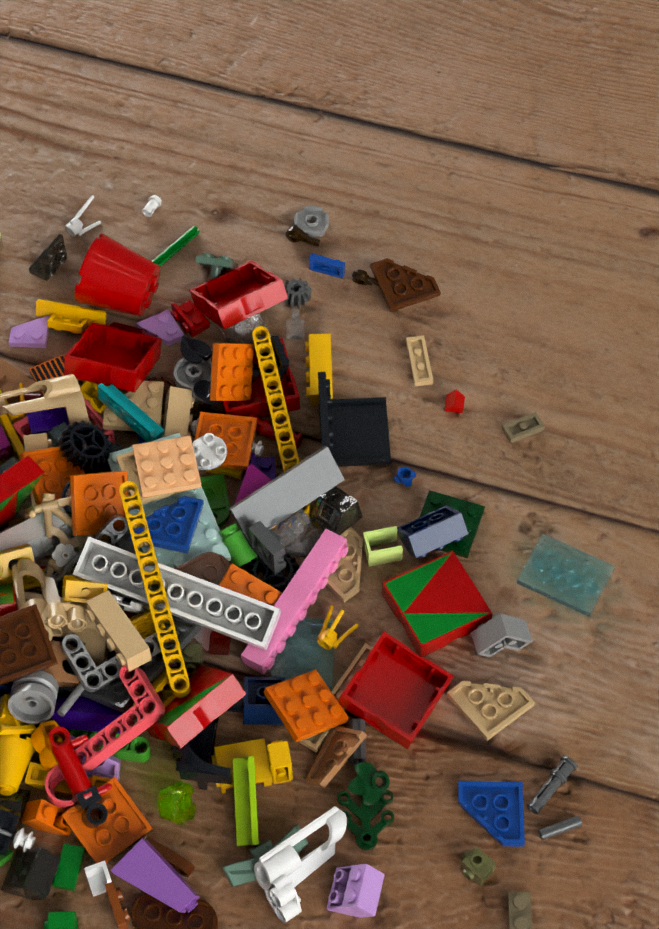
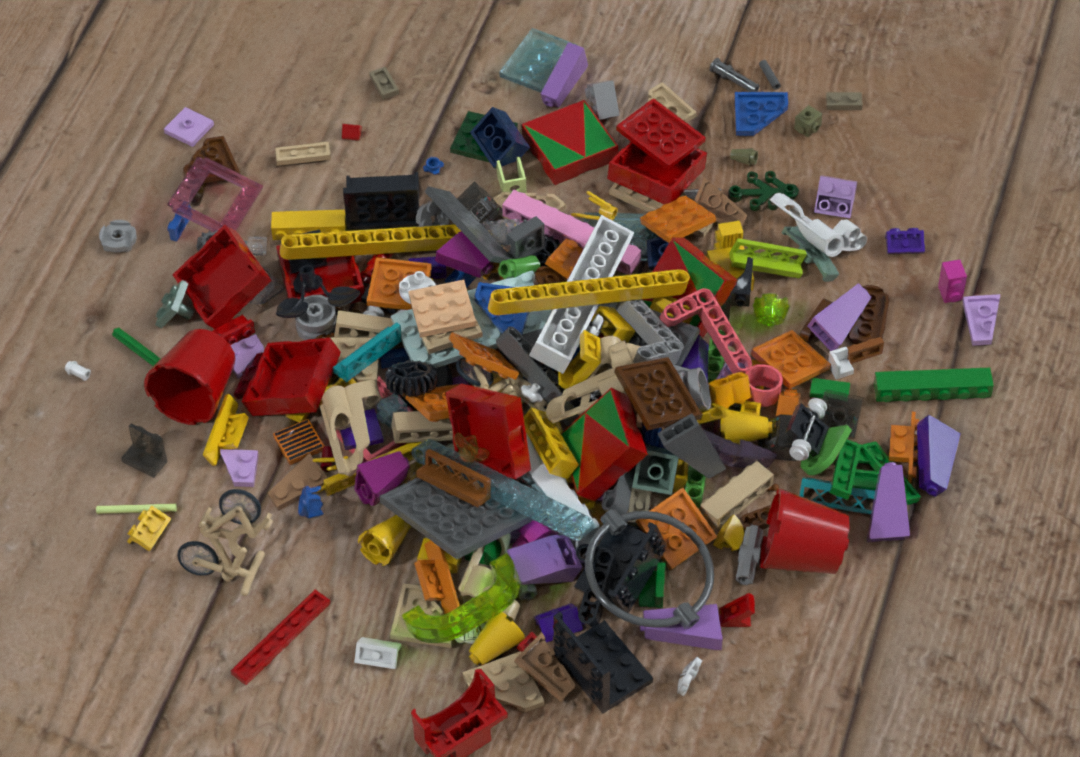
camera: 90 degrees left, 5 degrees down
(75, 225) = (97, 434): white plant -> none
(84, 794) = (774, 358): red piece -> none
(118, 630) = (634, 315): tan brick -> none
(231, 372) = (329, 270): orange plate -> none
(295, 234) = (135, 246): dark brown plate -> none
(343, 312) = (193, 181): none -> clear pink hinge
(365, 783) = (743, 184): dark green plate -> none
(420, 791) = (745, 156): none -> olive cone
(433, 688) = (660, 133): none -> red plate
(457, 266) = (188, 127): none -> lavender plate
(537, 597) = (565, 75): none -> medium lavender slope

